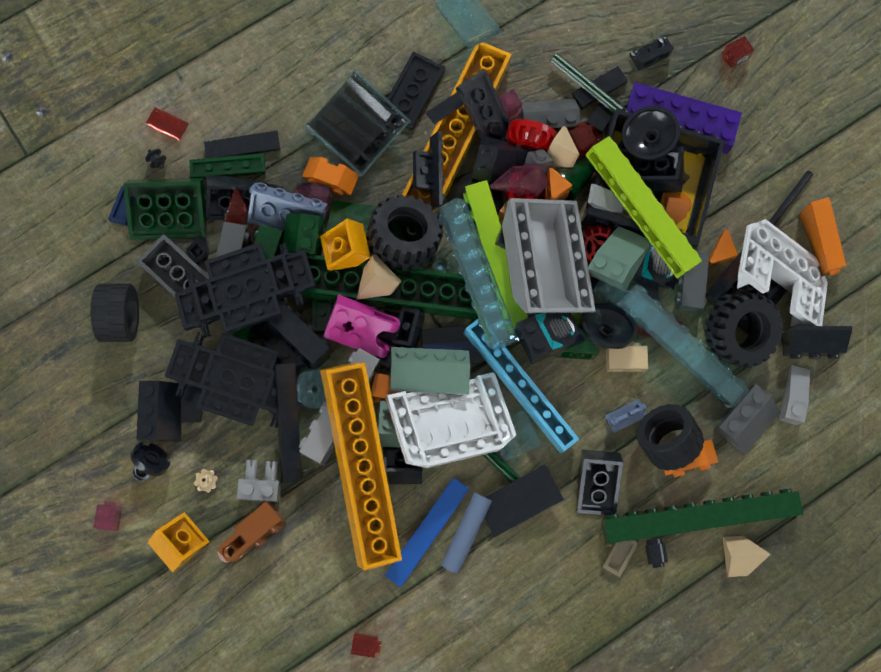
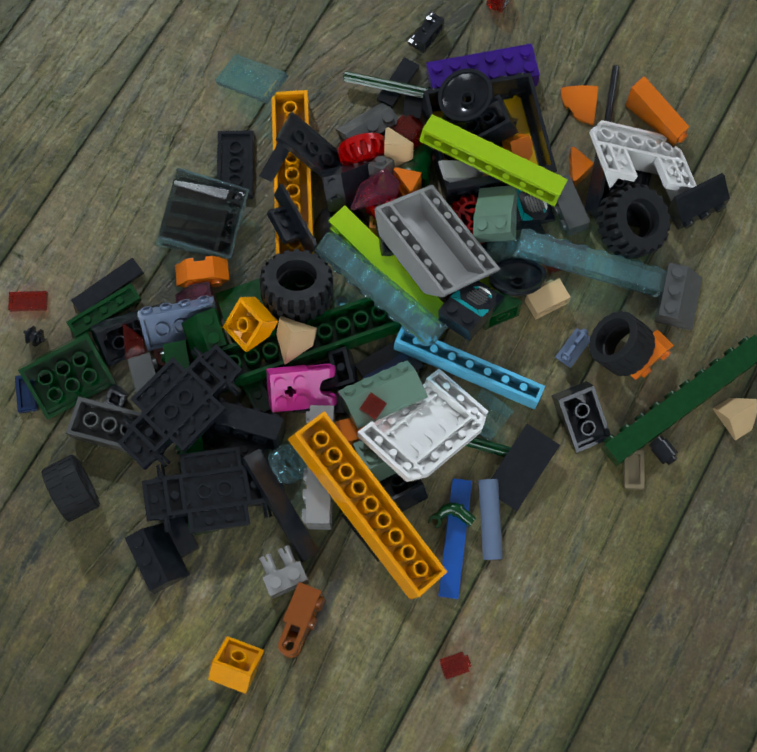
camera: 20 degrees left, 5 degrees down
(107, 516) = (158, 675): clear pink brick -> none
(149, 460) = (171, 603): black tile -> none
(205, 480) = (232, 596): tan plant -> none
(414, 378) = (373, 406): none -> clear red tile
(439, 508) = (454, 509): none -> dark green piece
(511, 103) = (329, 132): clear pink brick -> none
(758, 190) = (581, 101): none -> orange brick
(796, 396) = (708, 258): light grey slope -> none

